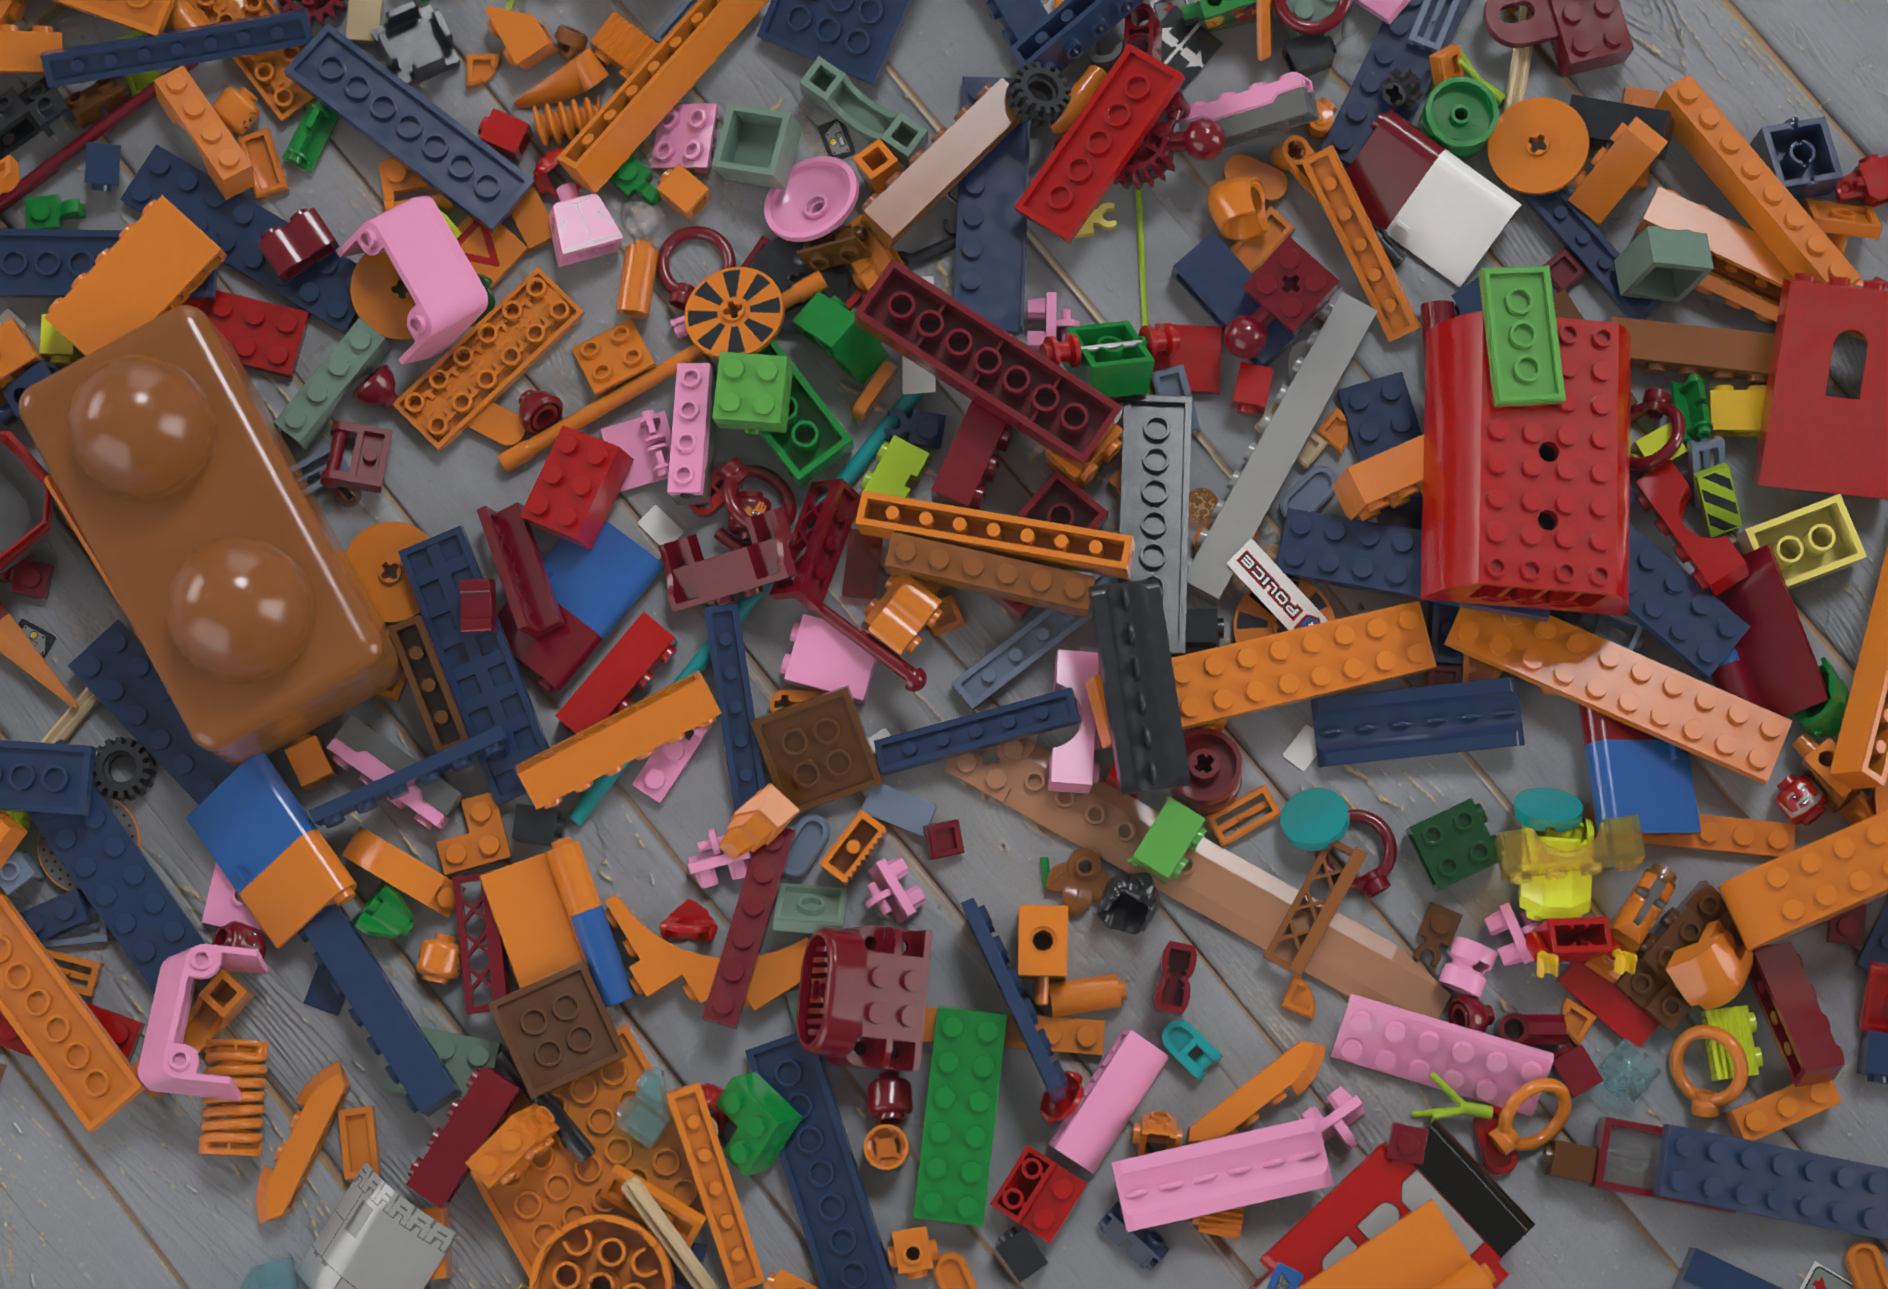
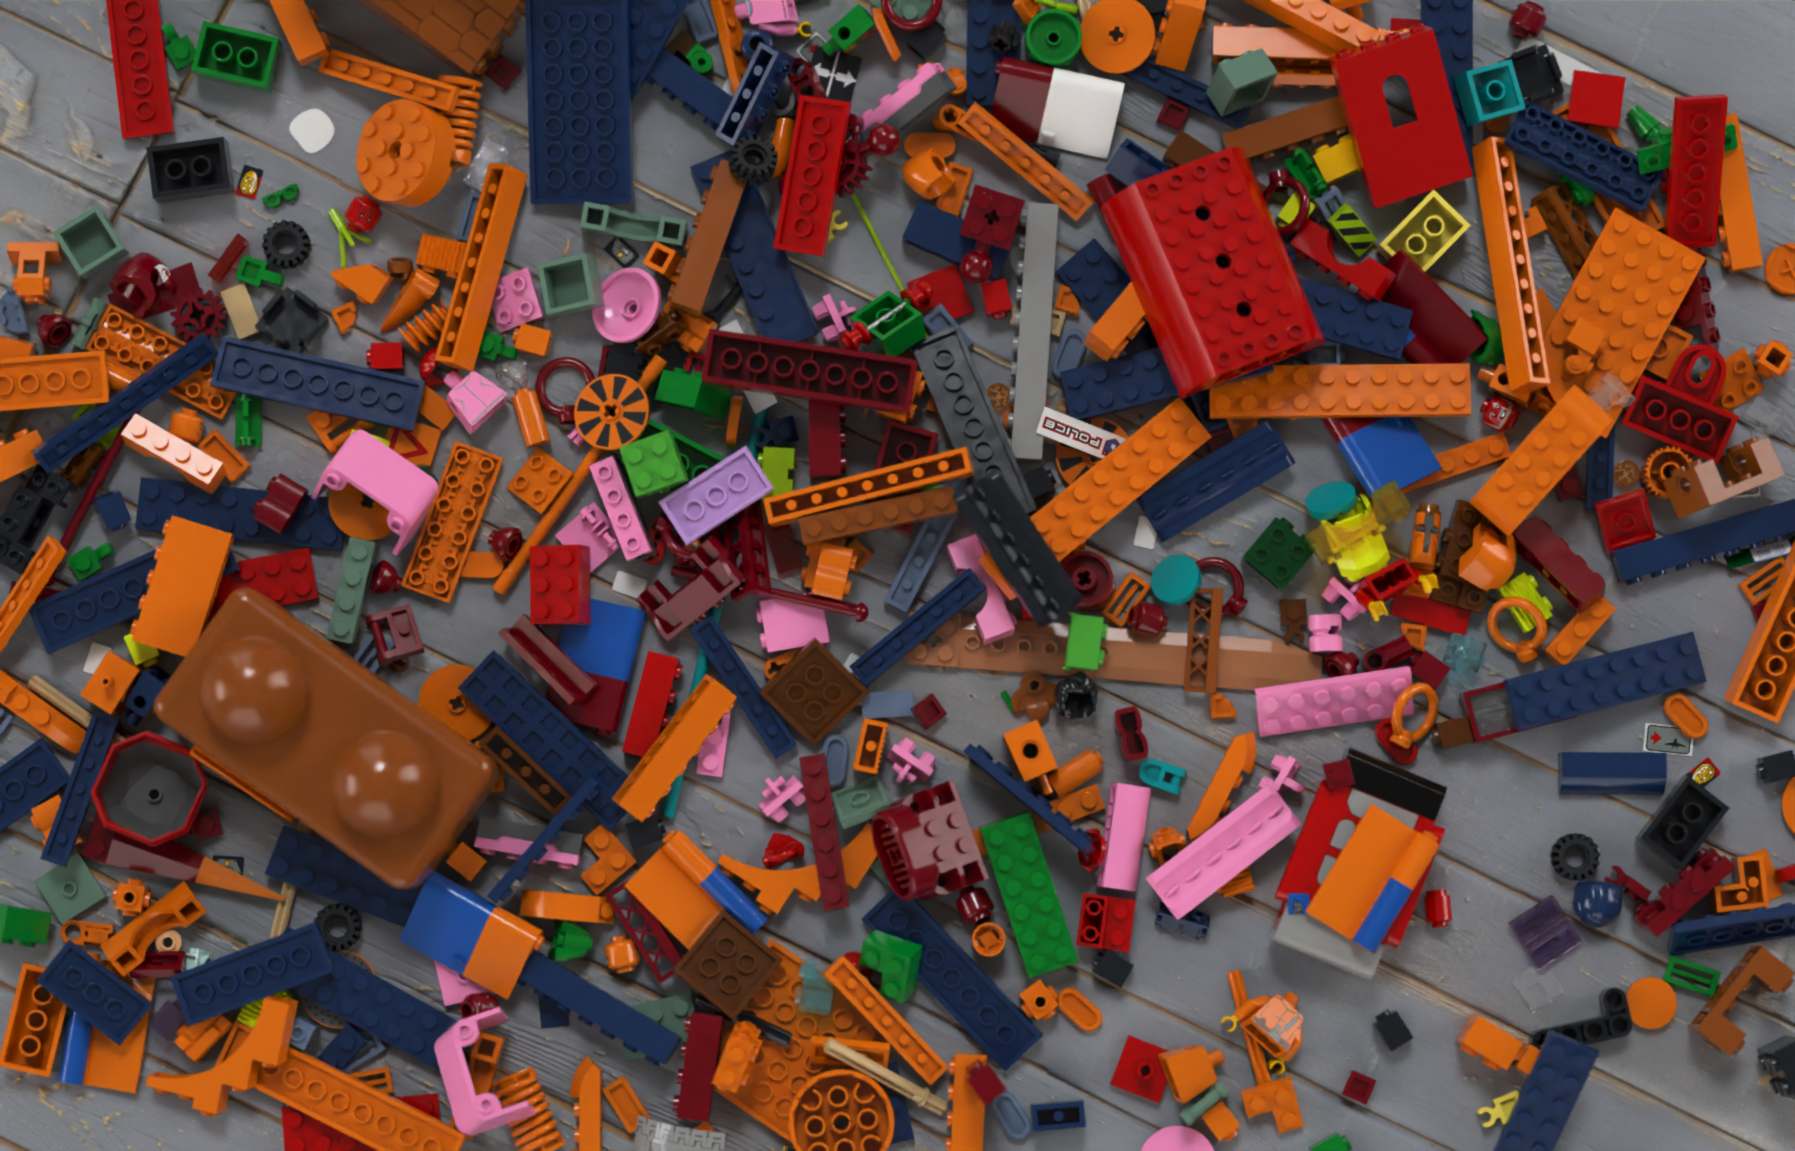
camera: 30 degrees left, 5 degrees up
(478, 606) = (533, 700): dark red piece -> none
(758, 822) = (797, 759): orange connector -> none
(809, 464) = (716, 495): none -> lavender tile
(1258, 850) = (1147, 619): none -> dark red head
(1462, 1108) = (1364, 731): lime plant -> none
(1521, 336) = (1169, 189): bright green tile -> none

